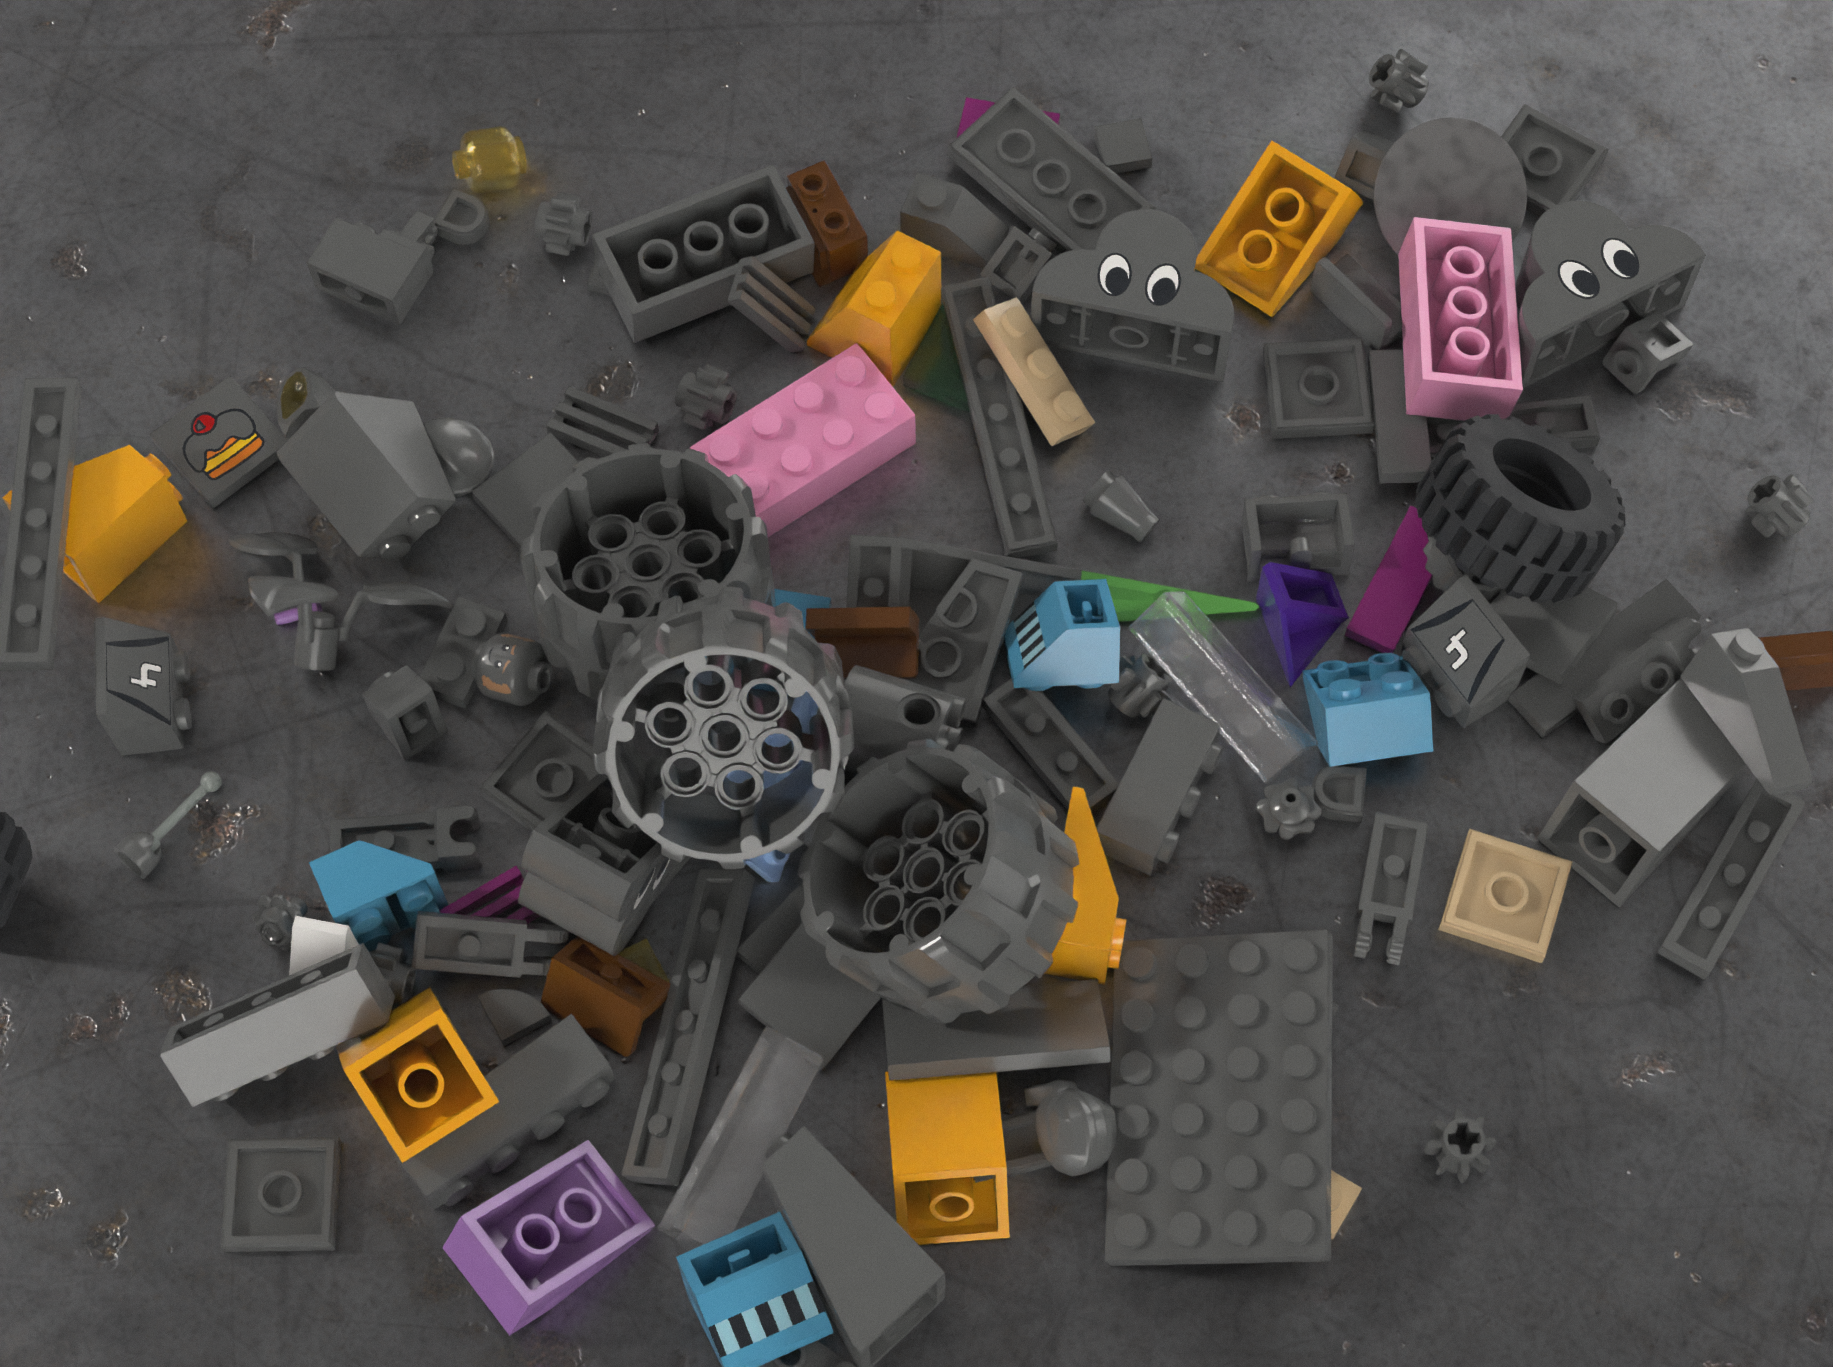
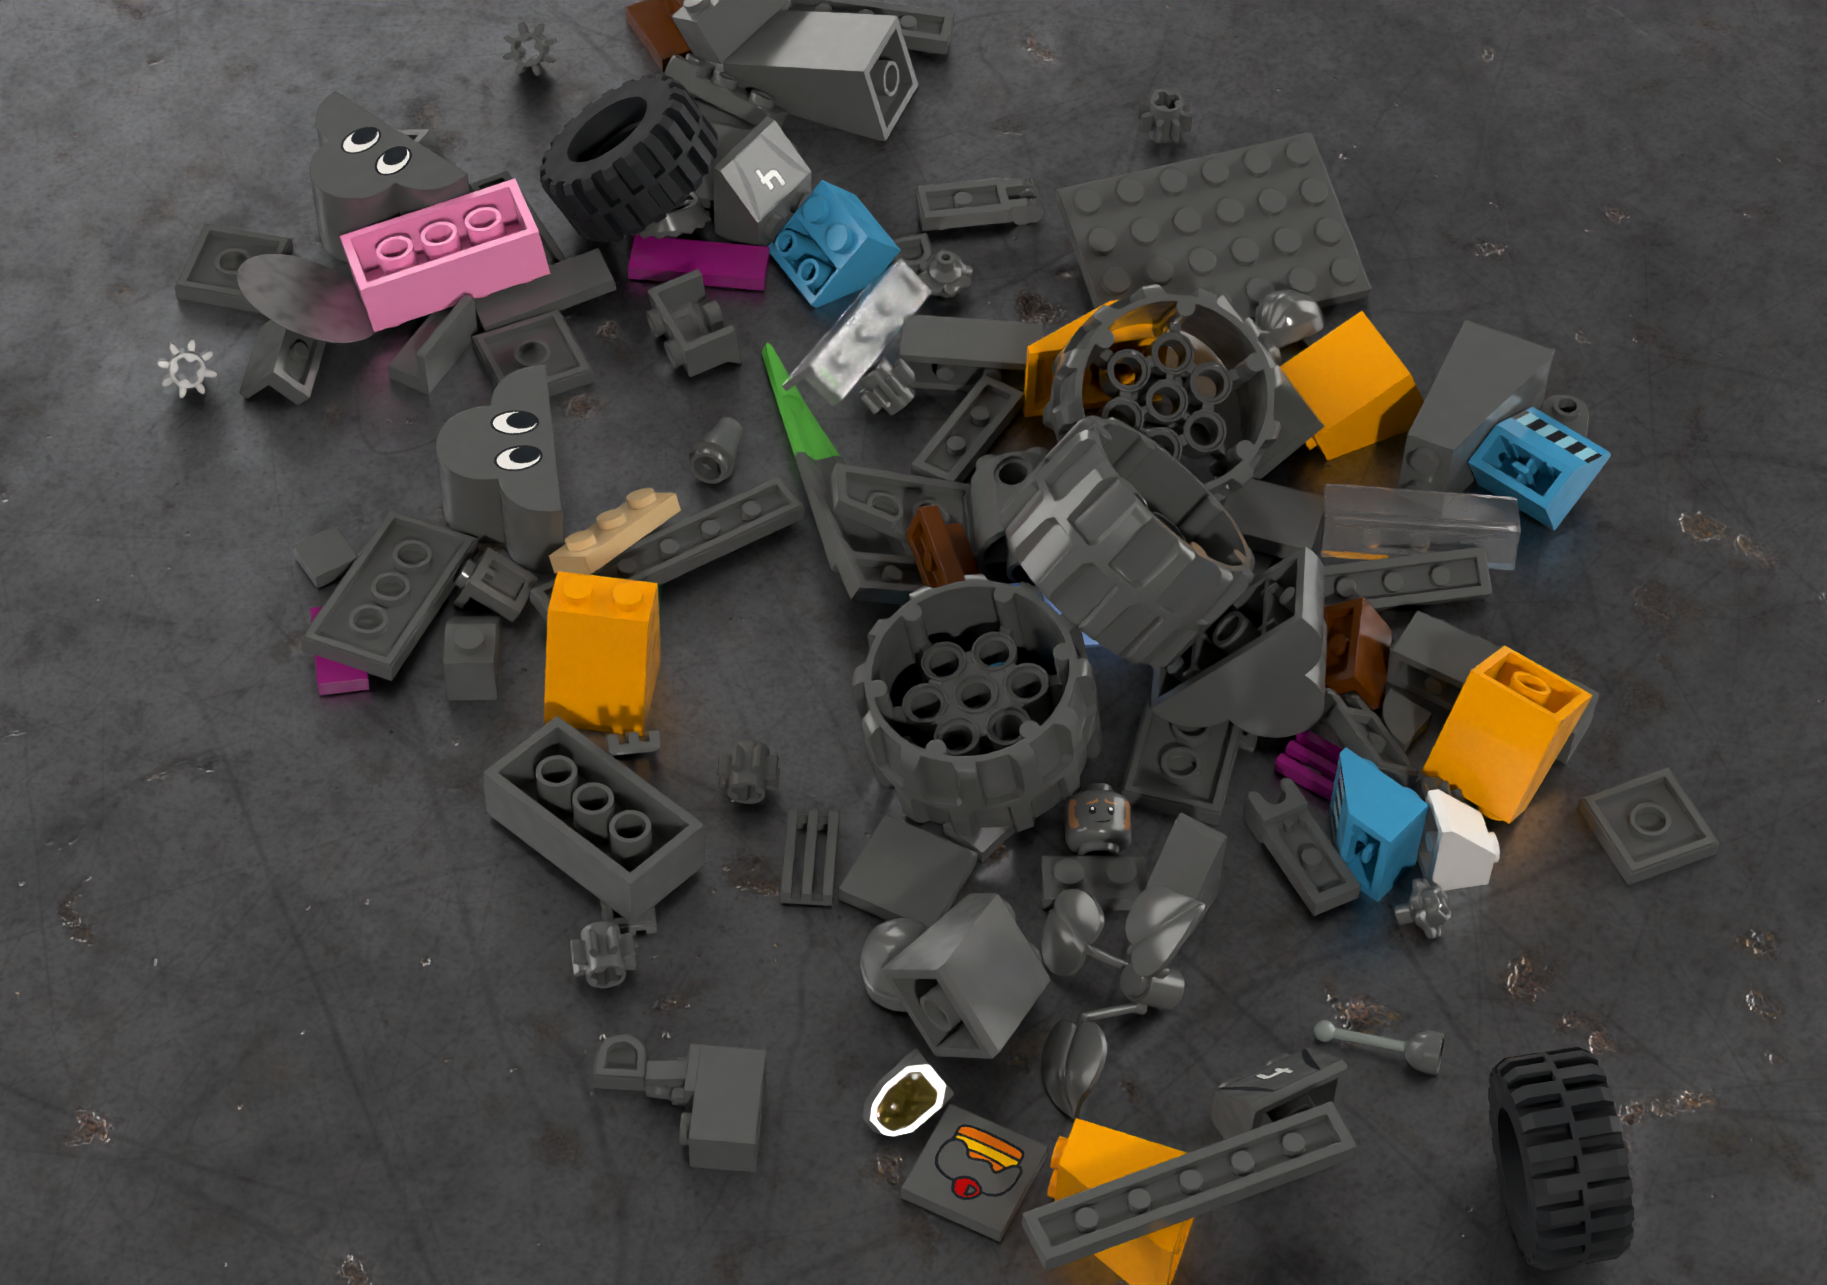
camera: 115 degrees left, 15 degrees down
(278, 1026) = (1530, 838): brick -> none
(292, 615) = (1123, 1032): medium lavender piece -> none
(489, 159) = (548, 1048): clear yellow head -> none
(546, 1236) = (1574, 621): medium lavender slope -> none
(813, 437) = (760, 680): bright pink brick -> none
(830, 221) = (505, 730): reddish brown window -> none
(1065, 638) = (877, 422): dark azure slope -> none
(1277, 229) = (379, 411): light orange slope -> none
(1299, 612) = (768, 314): dark purple slope -> none
(1505, 896) = (945, 144): tan tile -> none

